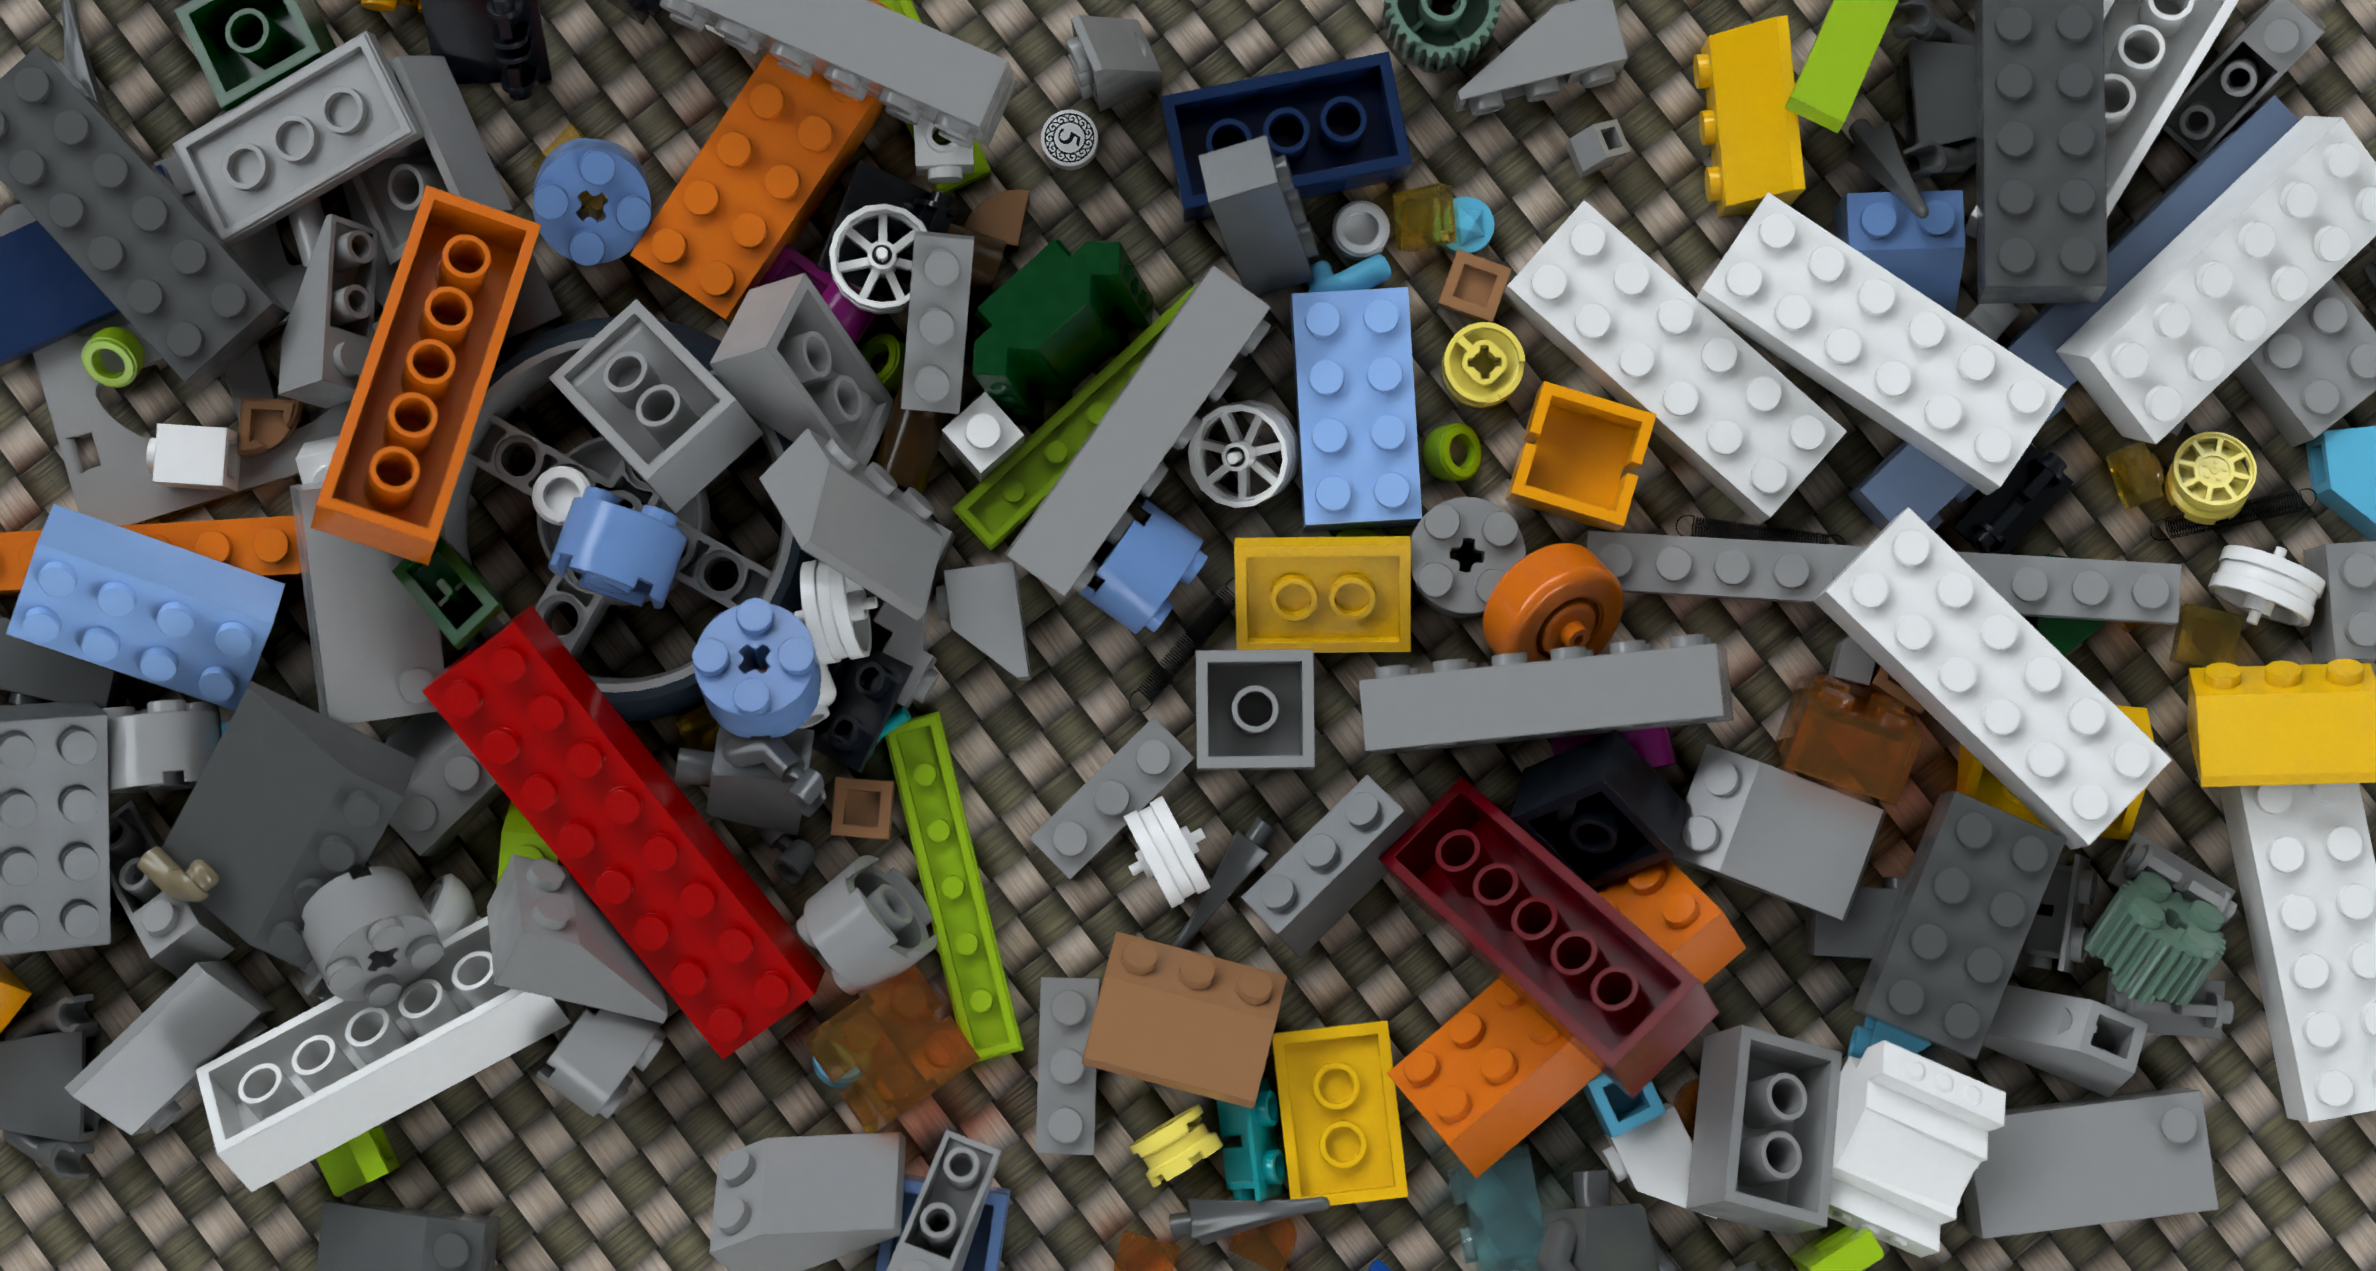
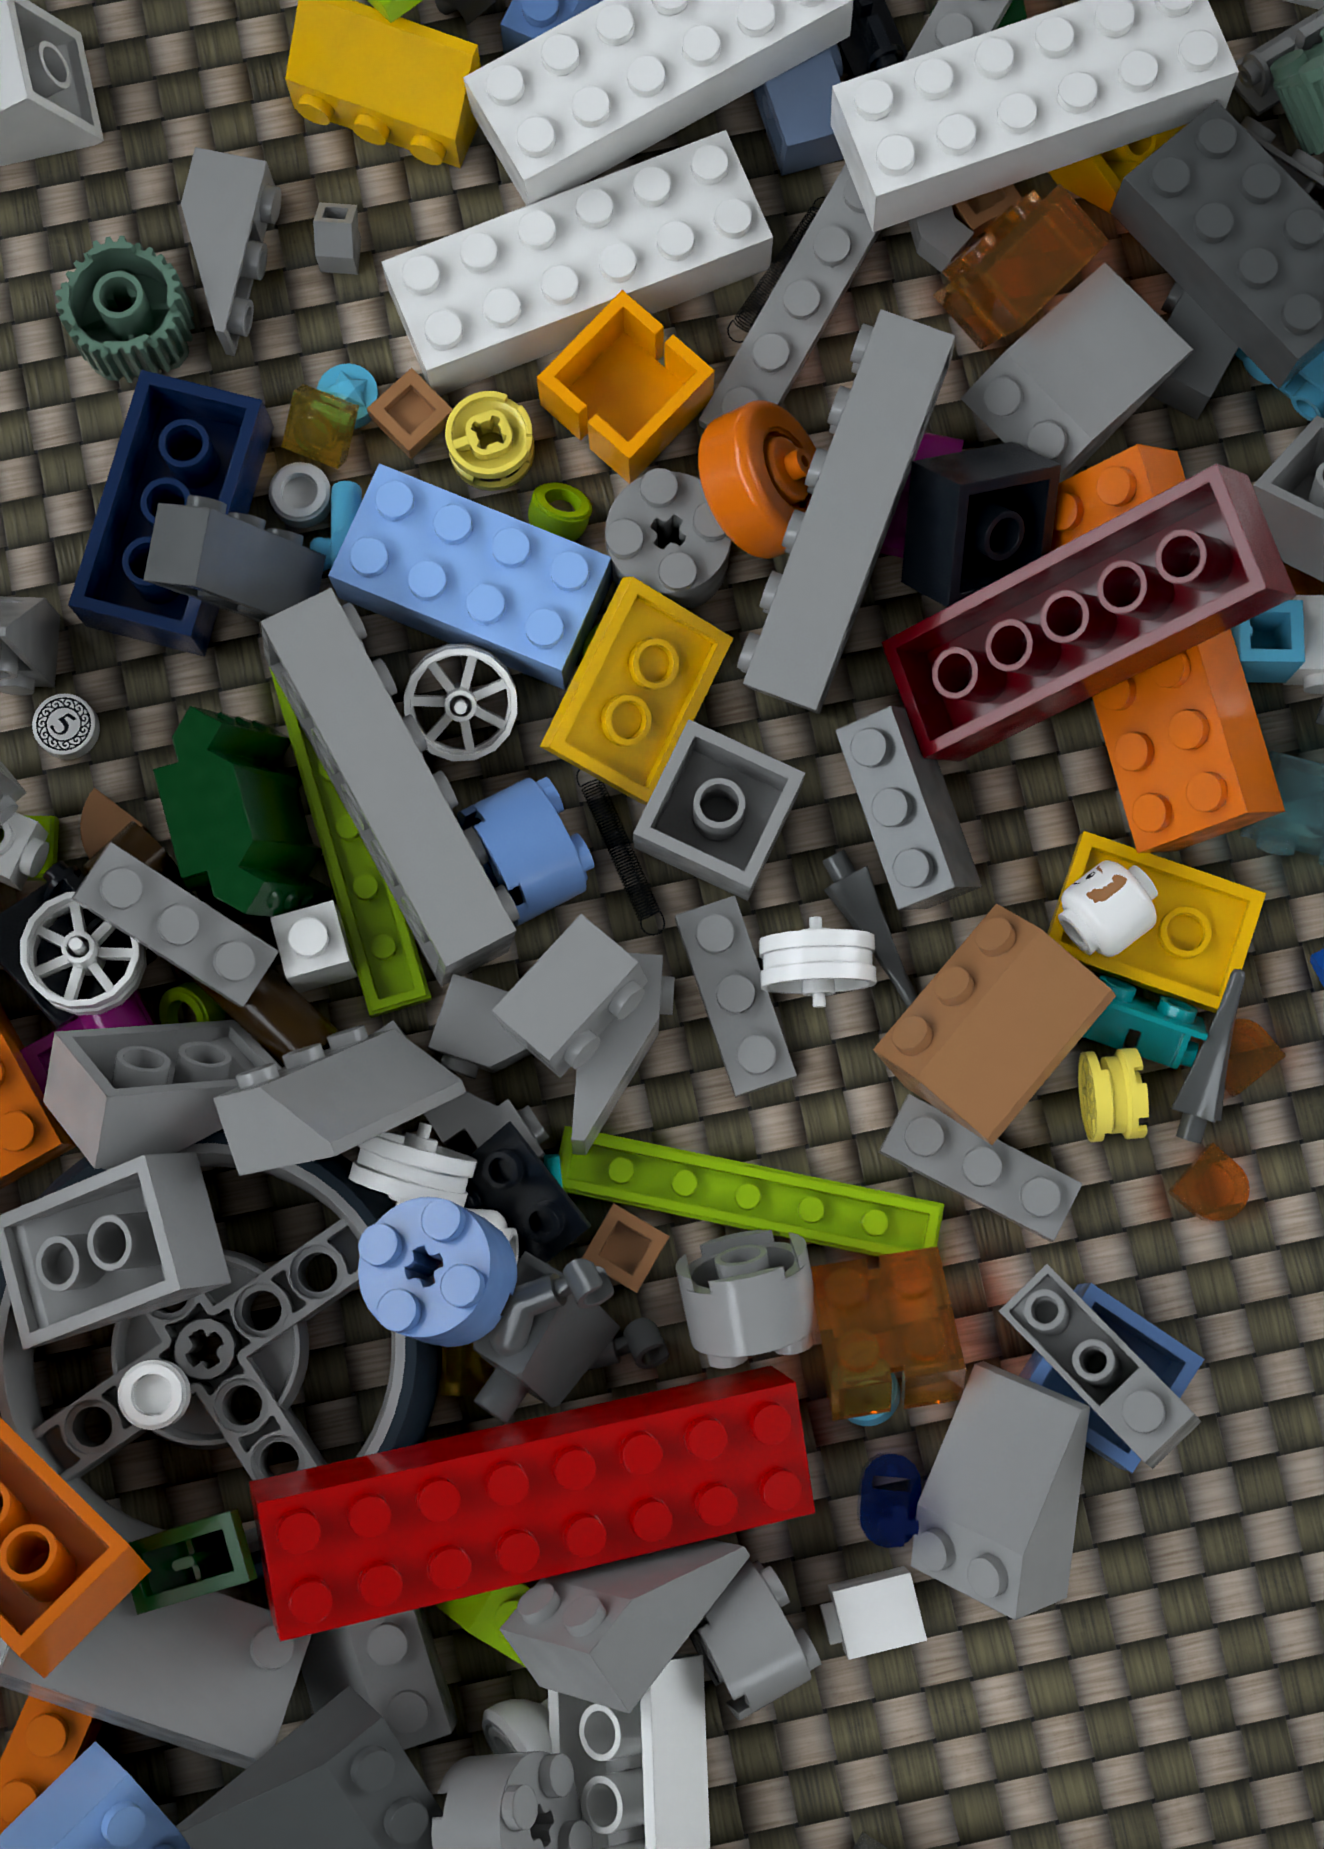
camera: 65 degrees left, 5 degrees down
(619, 548) = (236, 1357): medium blue brick -> none
(669, 1144) = (873, 1613): none -> white brick
(752, 1120) = (888, 1515): none -> clear blue piece
(1033, 715) = (619, 1055): none -> light grey slope
(1034, 667) = (572, 996): none -> light grey brick
(1325, 1070) = (1108, 908): none -> white head

